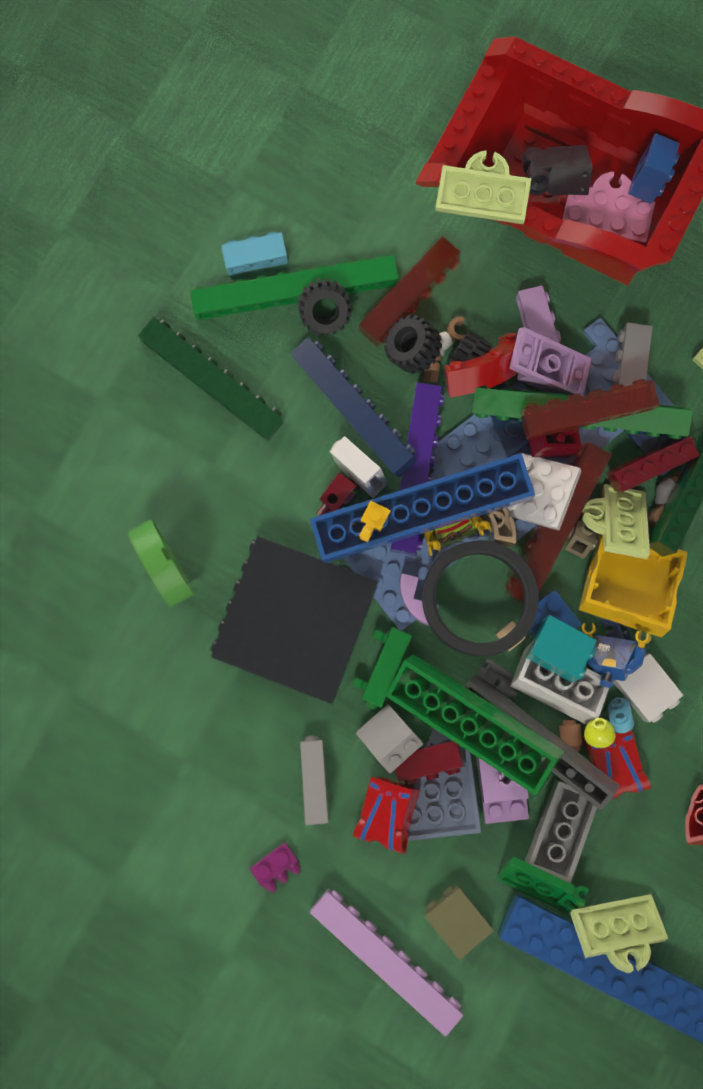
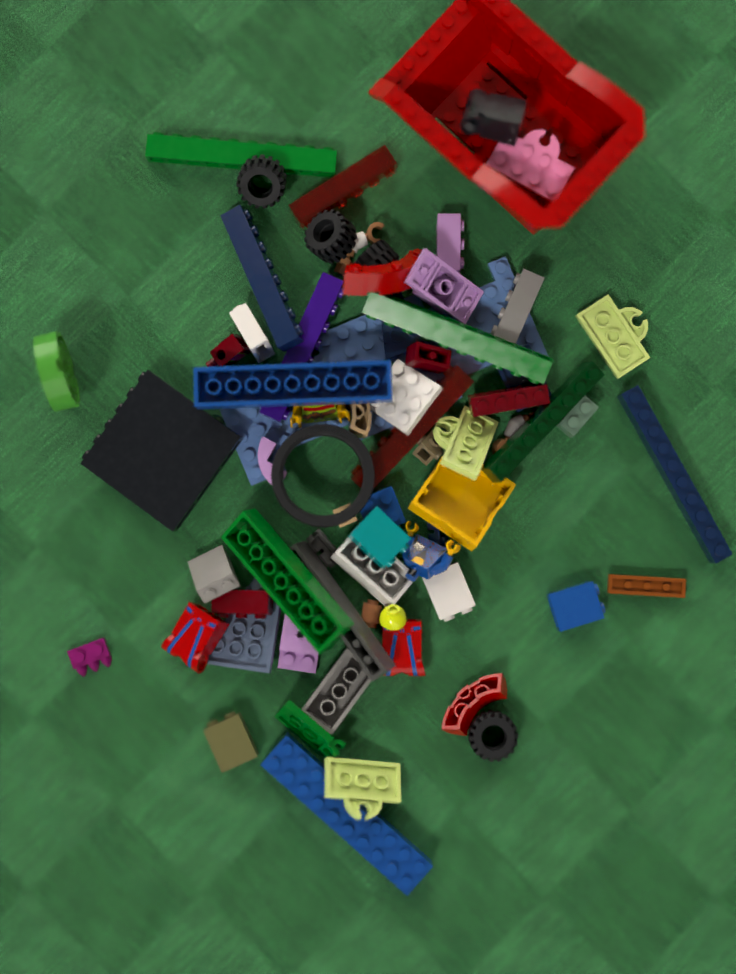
camera: 10 degrees right, 5 degrees up
(211, 379) = (145, 218): dark green brick -> none
(254, 253) = (214, 114): medium azure brick -> none
(314, 781) = (141, 593): light grey slope -> none
(374, 518) = (248, 382): yellow plate -> none
(386, 667) = (239, 501): green brick -> none
(387, 962) = (162, 758): lavender brick -> none
(484, 190) = (419, 119): yellowish green plate -> none
(589, 409) = (461, 337): clear red brick -> none
(620, 715) = (417, 607): medium azure plate -> none
(654, 169) = (579, 139): blue brick -> none

